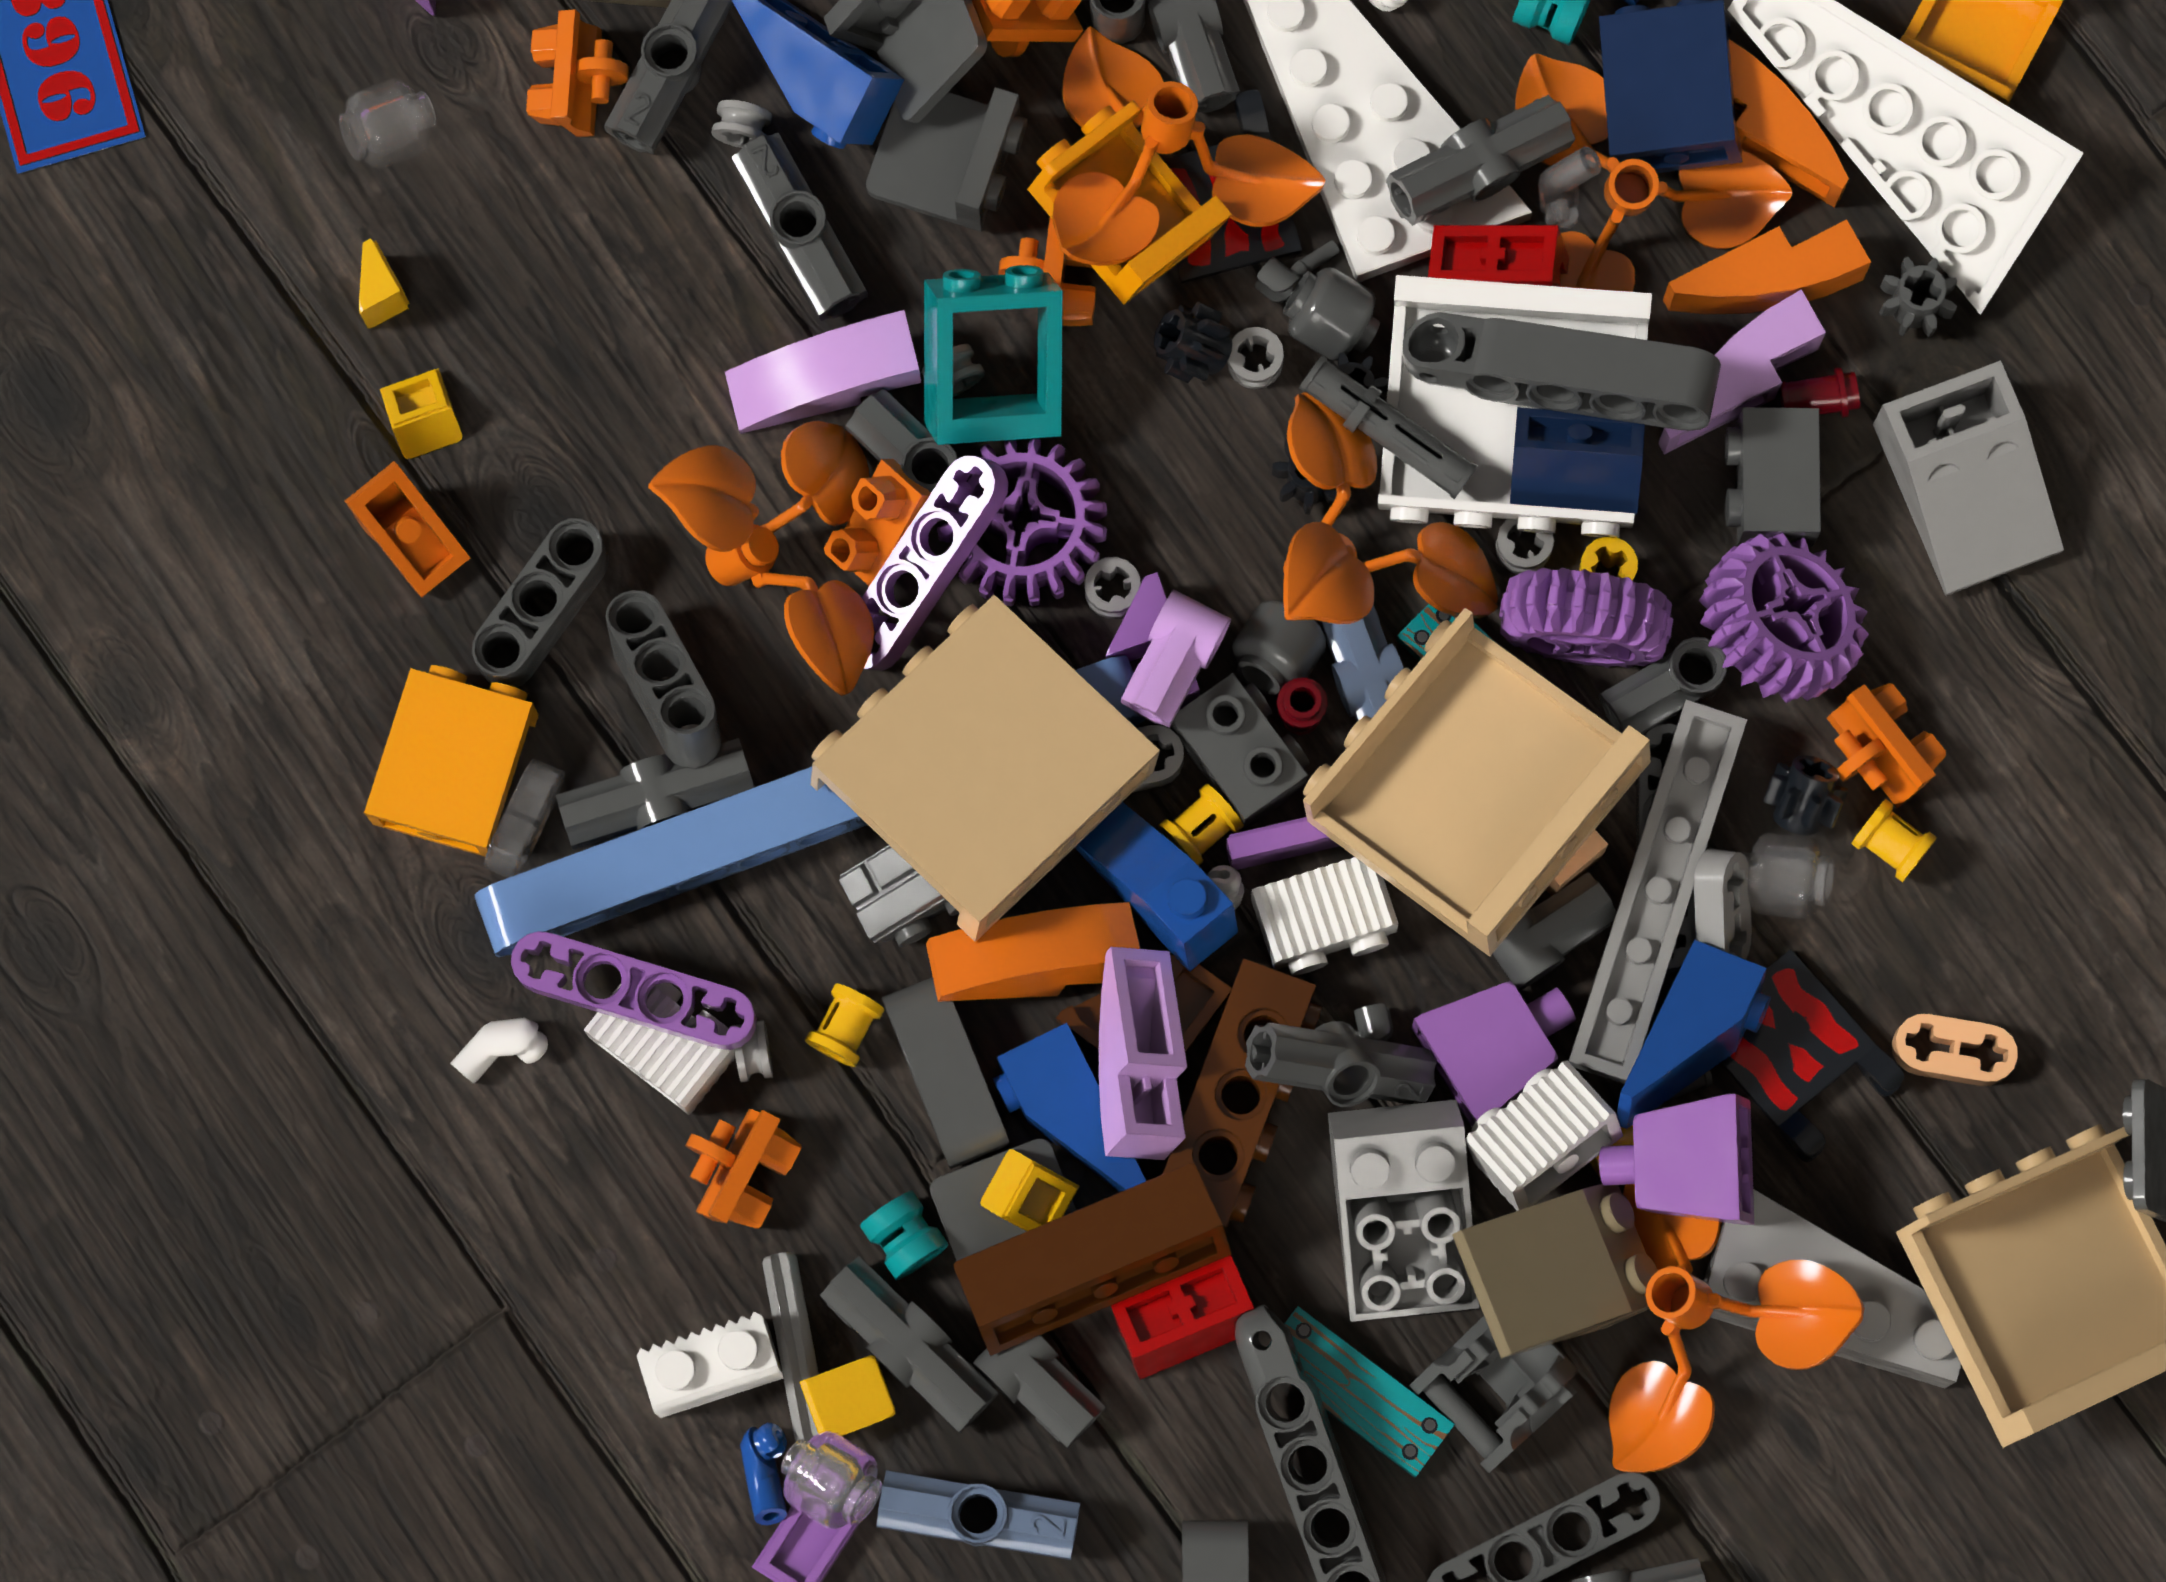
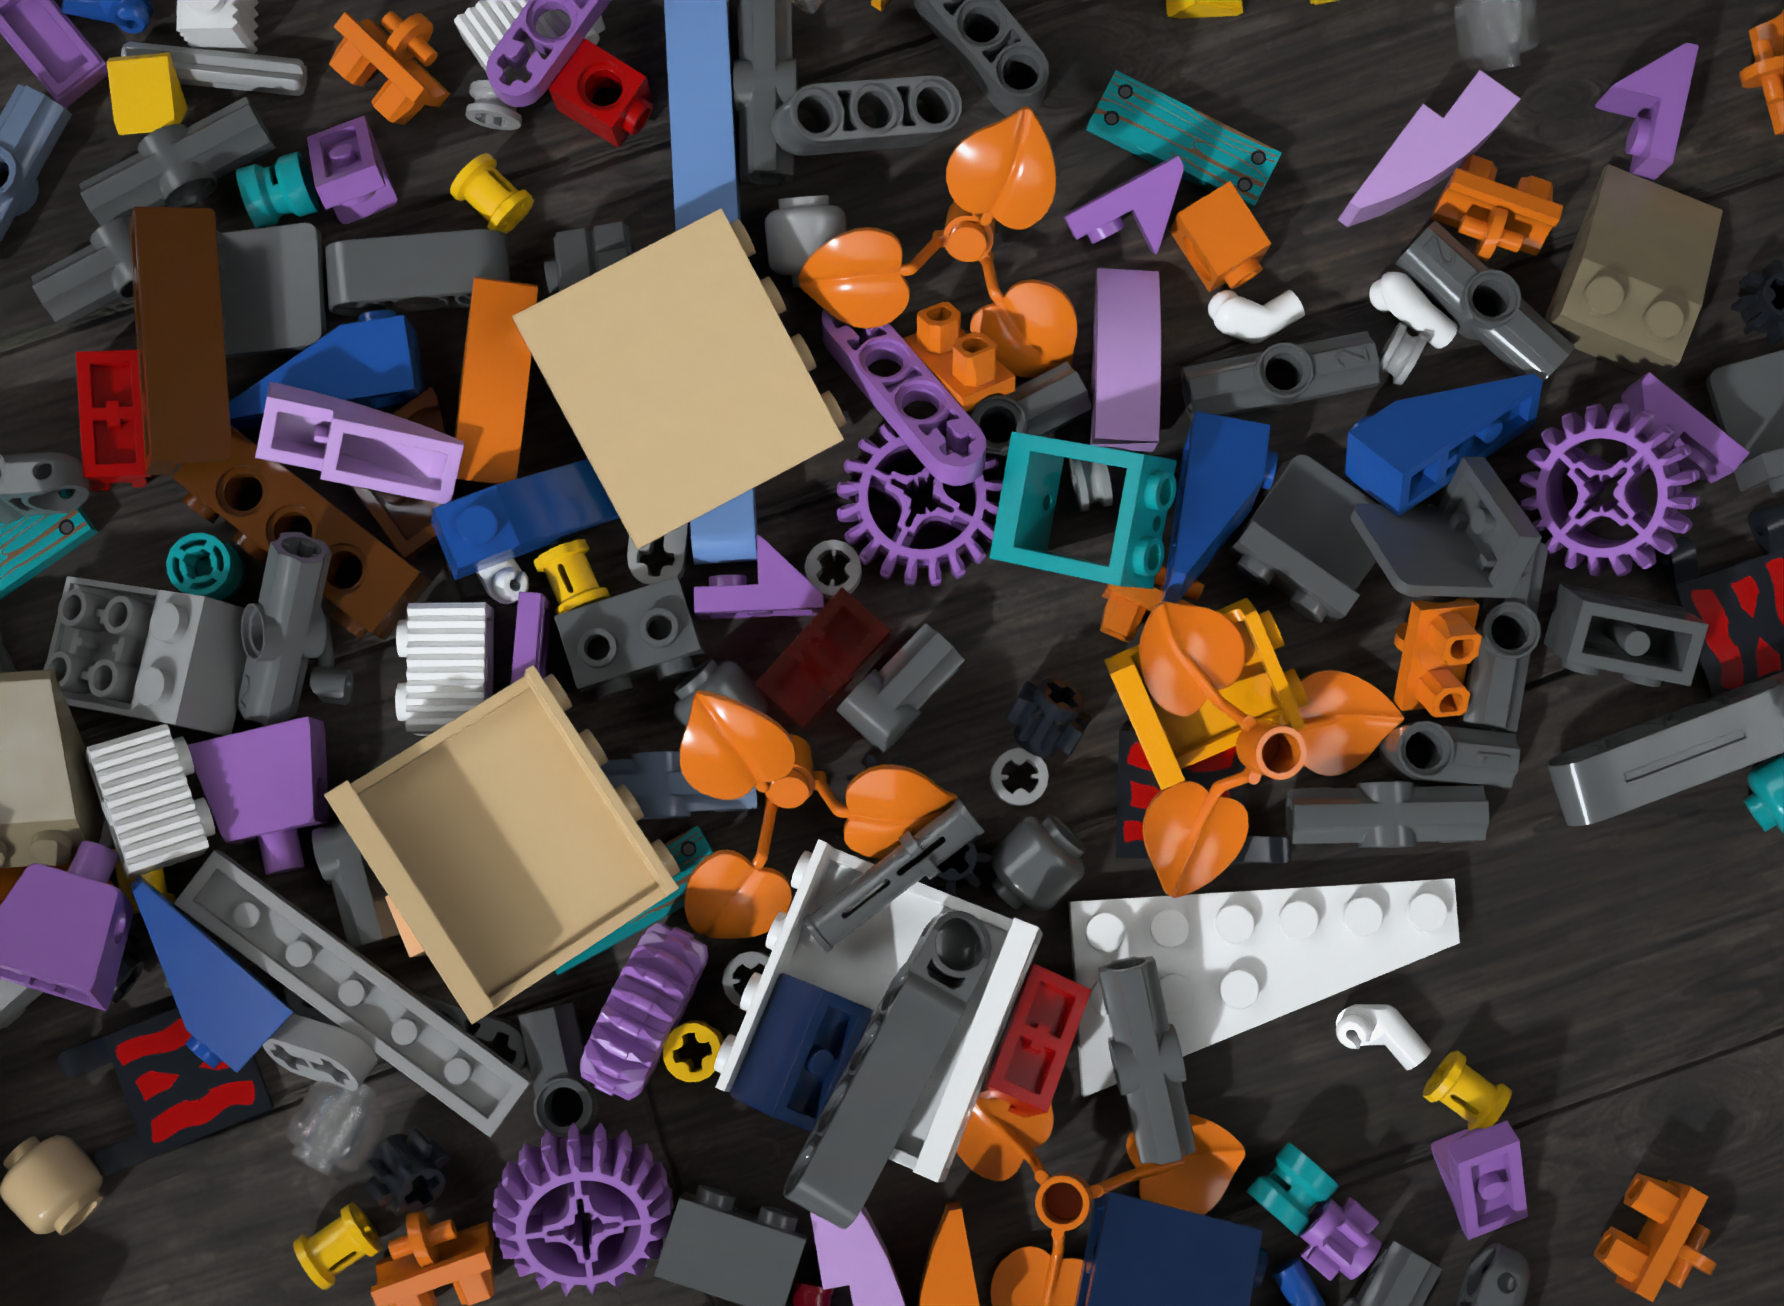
camera: 100 degrees right, 5 degrees up
(531, 150) = (1431, 149): none -> lavender slope
(587, 385) = (1163, 128): none -> teal tile
(660, 399) = (1145, 195): none -> medium lavender slope
(679, 318) = (1221, 238): none -> orange brick
(692, 127) = (1407, 302): none -> white arm
(712, 915) = (586, 74): none -> red brick
(749, 270) = (1253, 321): none -> white arm
(796, 707) = (798, 230): none -> light grey head
(831, 1480) = (66, 50): clear head -> none
(859, 1172) = (350, 171): none -> medium lavender slope
(911, 243) = (1217, 486): none -> blue slope
(1027, 1192) = (270, 308): yellow slope -> none
(1181, 643) = (735, 602): lavender piece -> none
(1206, 559) = (823, 659): none -> clear red brick
(1222, 495) = (890, 699): none -> dark grey piece
(1278, 280) = (1089, 824): dark grey hand -> none
(1300, 1187) = (220, 575): none -> teal wheel
(1306, 692) = (640, 697): dark red pin -> none
(1560, 187) = (1099, 1133): clear arm -> none
(1928, 1119) = (51, 1184): none -> tan head
(1957, 1034) = (107, 1227): light nougat beam -> none

